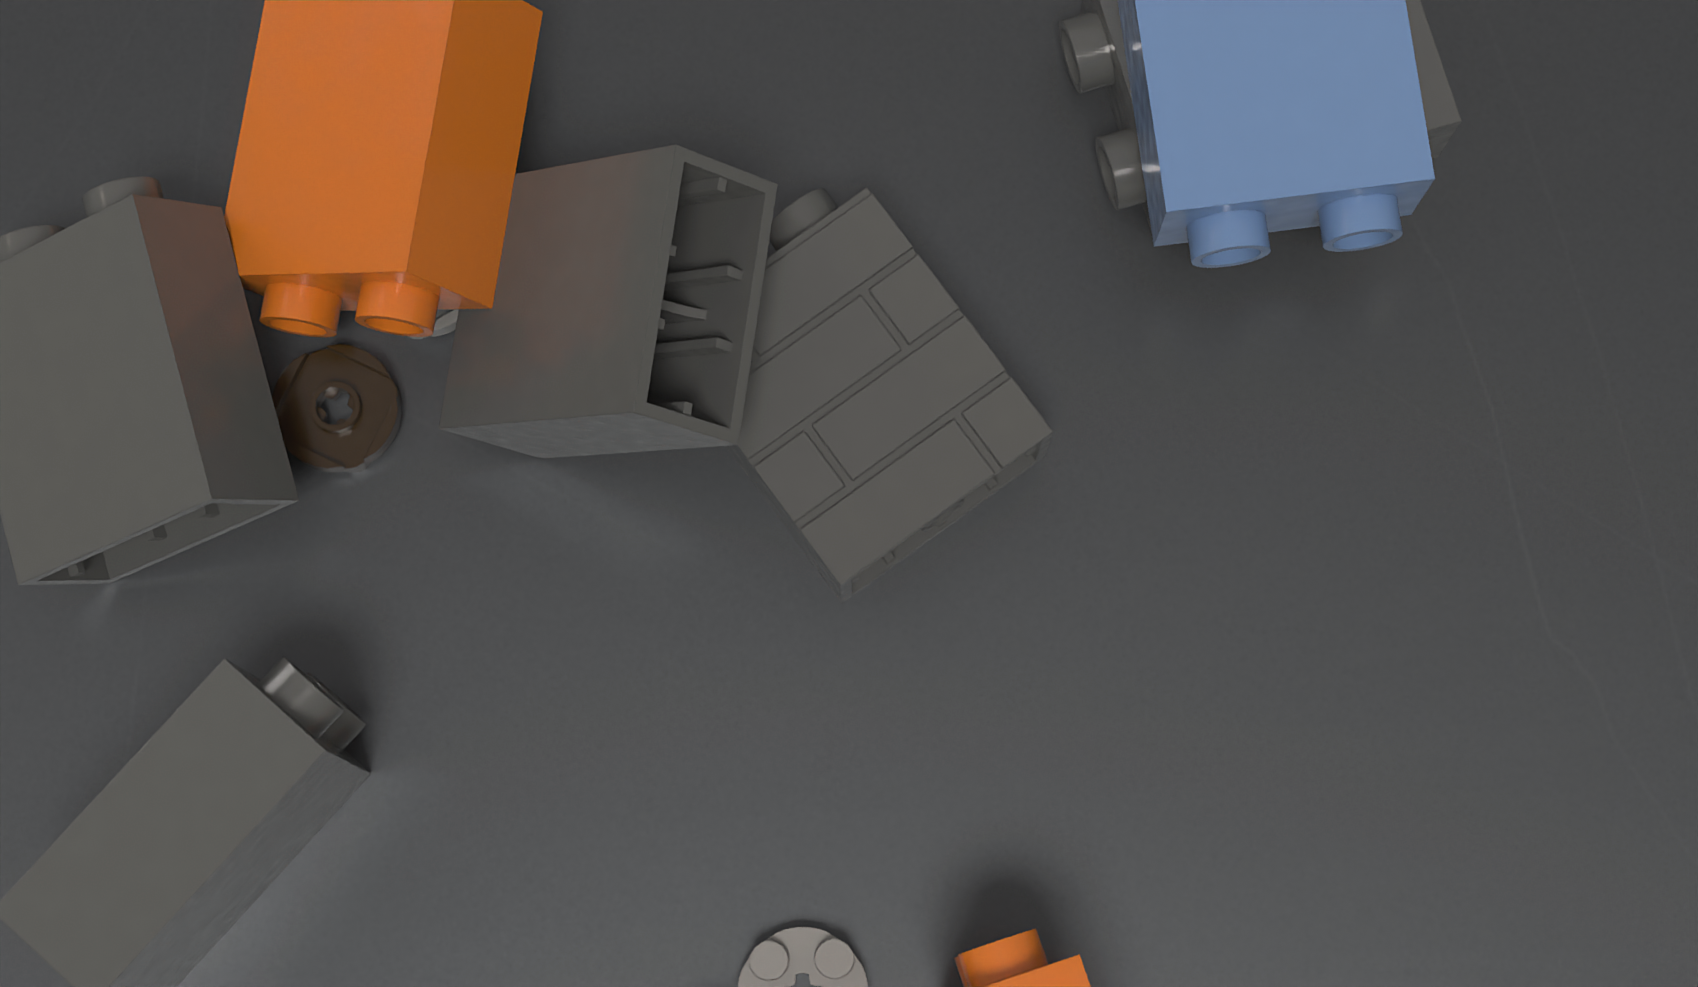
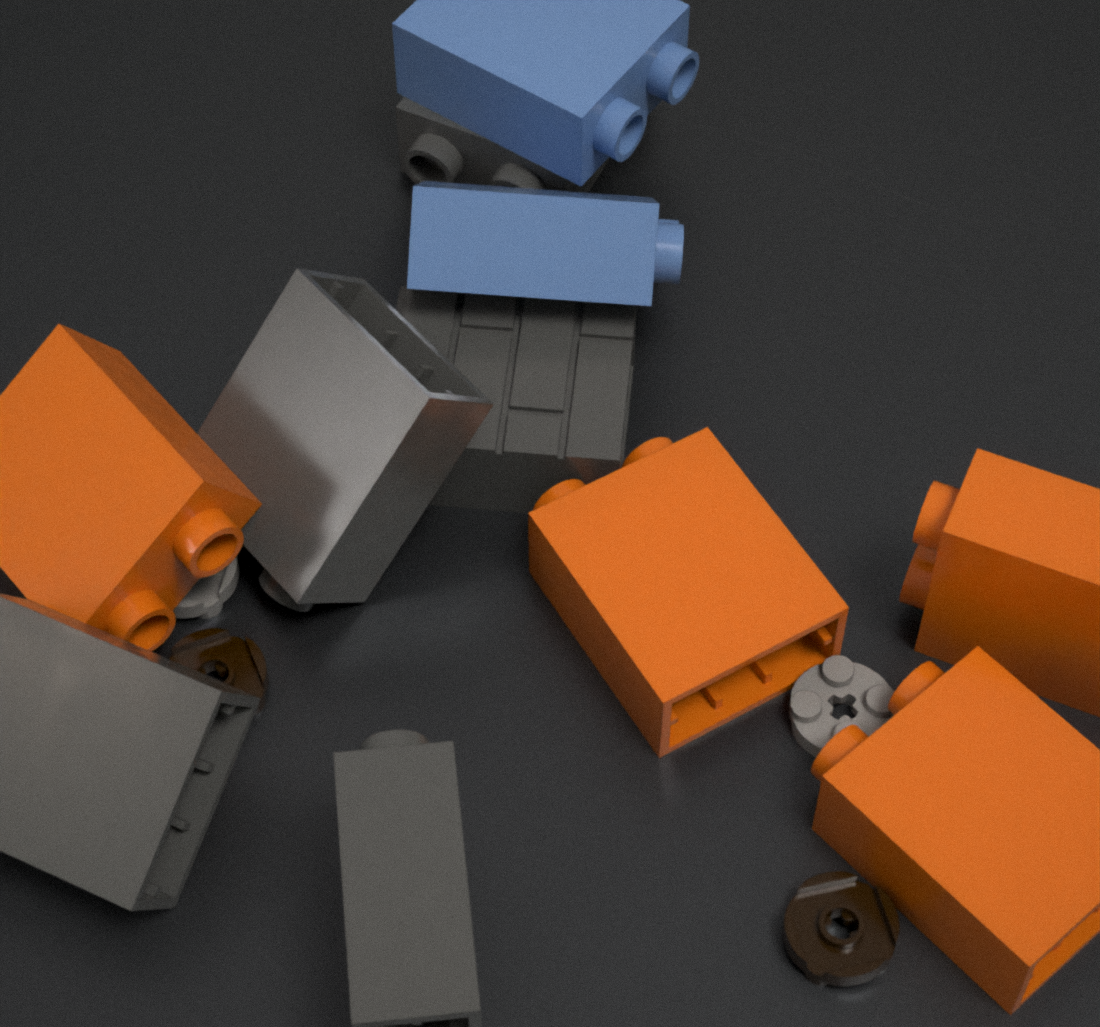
camera: 50 degrees left, 25 degrees down
(784, 739) = (683, 587): none -> orange brick
(1030, 277) = (541, 243): none -> medium blue brick

